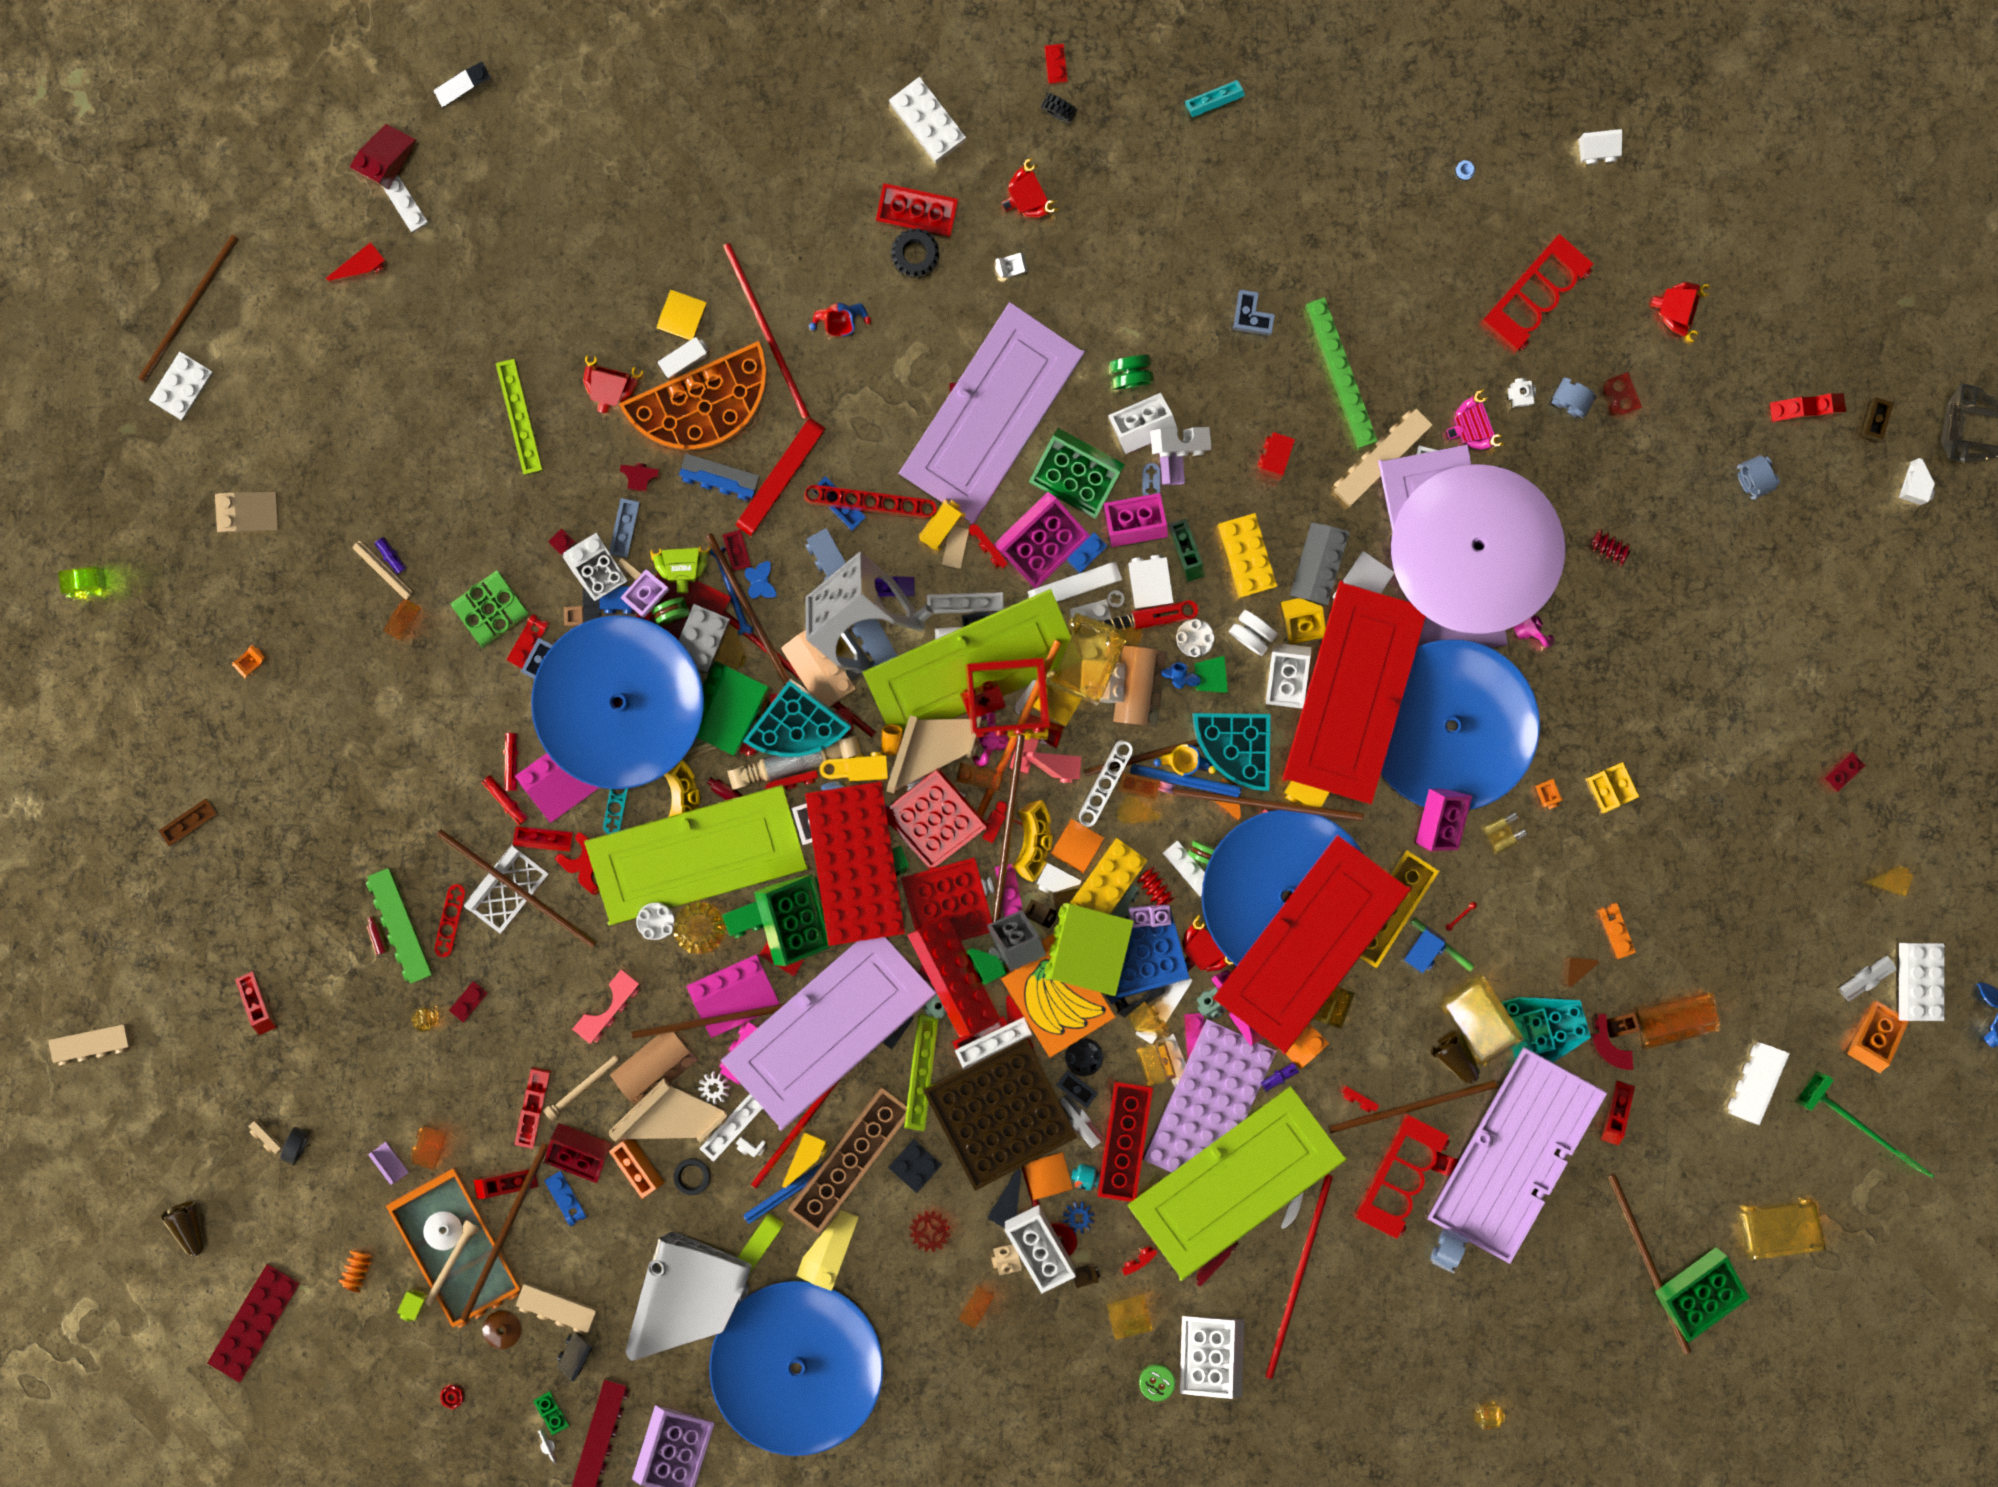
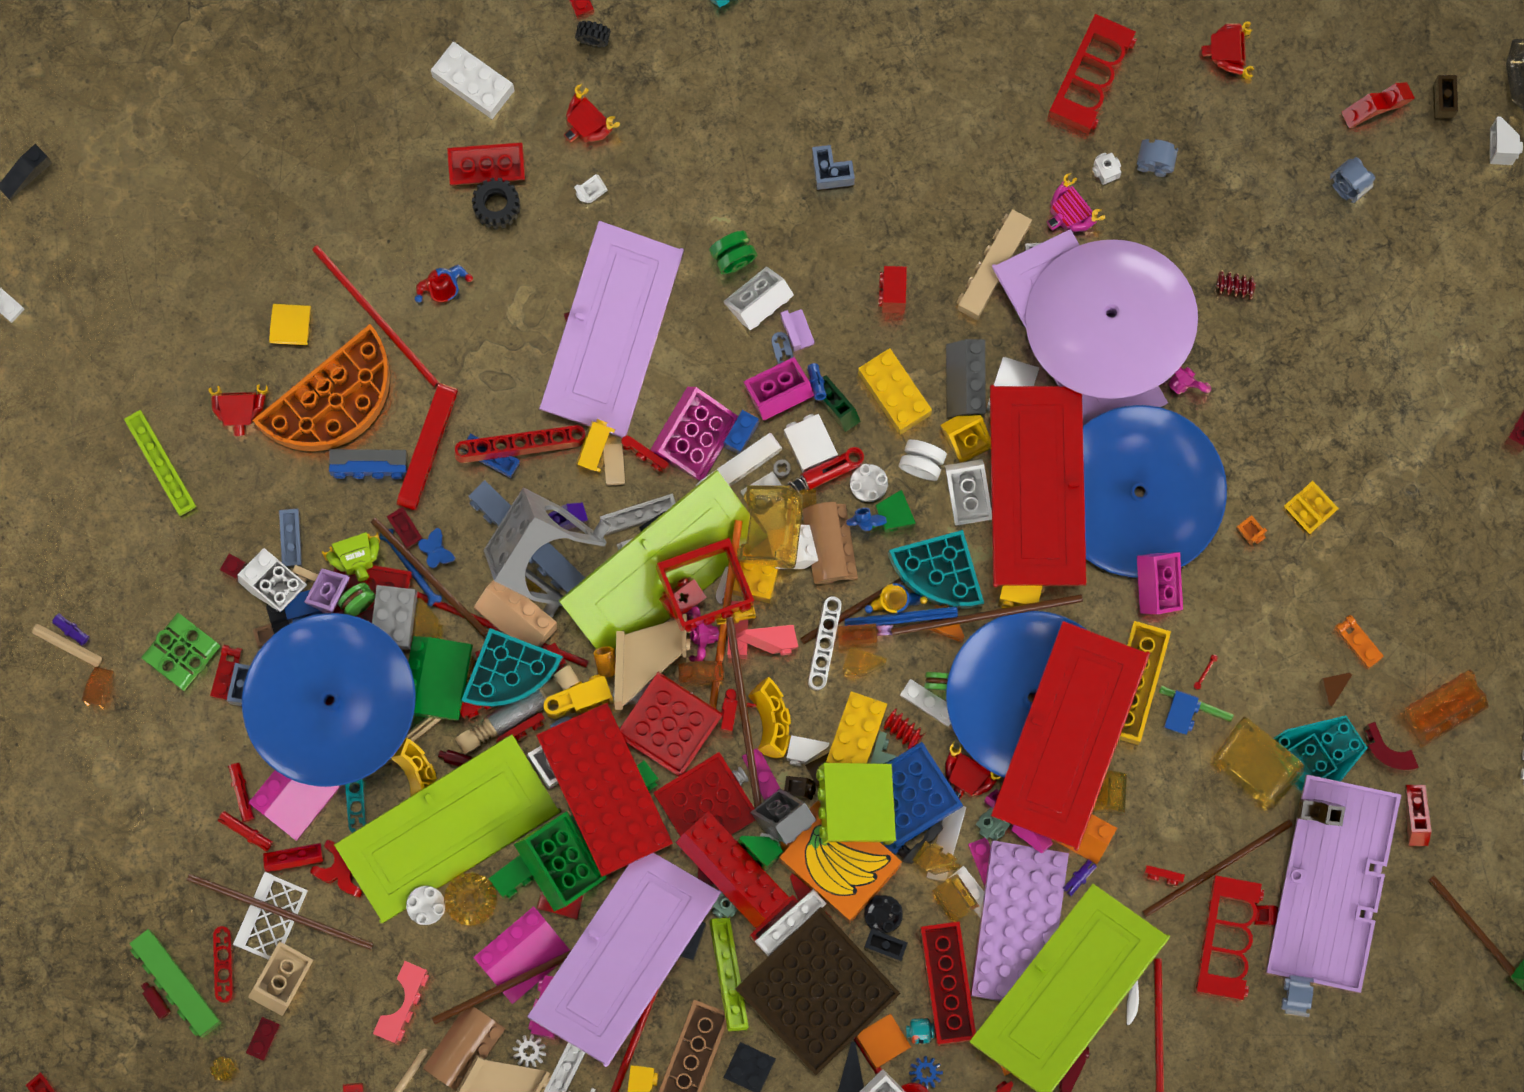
camera: 15 degrees left, 10 degrees down
(500, 951) = (280, 978): none -> tan slope
(639, 476) = (291, 485): dark red brick -> none
(684, 358) = (303, 360): white brick -> none
(1054, 735) = (761, 611): red slope -> none
(1076, 473) = (709, 361): green slope -> none
(1077, 845) = (815, 712): orange slope -> none
(1081, 1122) = (900, 978): light grey piece -> none
(1150, 915) = (906, 756): lavender slope -> none
(1166, 441) = (787, 306): white arch -> none
(1174, 524) = (816, 381): none -> blue pin
(1341, 373) = (931, 198): bright green brick -> none
(1456, 1056) = (1245, 806): dark brown cone -> none
(1501, 834) = (1218, 582): clear yellow piece -> none
(1527, 1087) = (1321, 811): none -> dark brown brick
(1623, 1024) = (1395, 727): reddish brown slope -> none
(1628, 393) = (1205, 140): clear red brick -> none

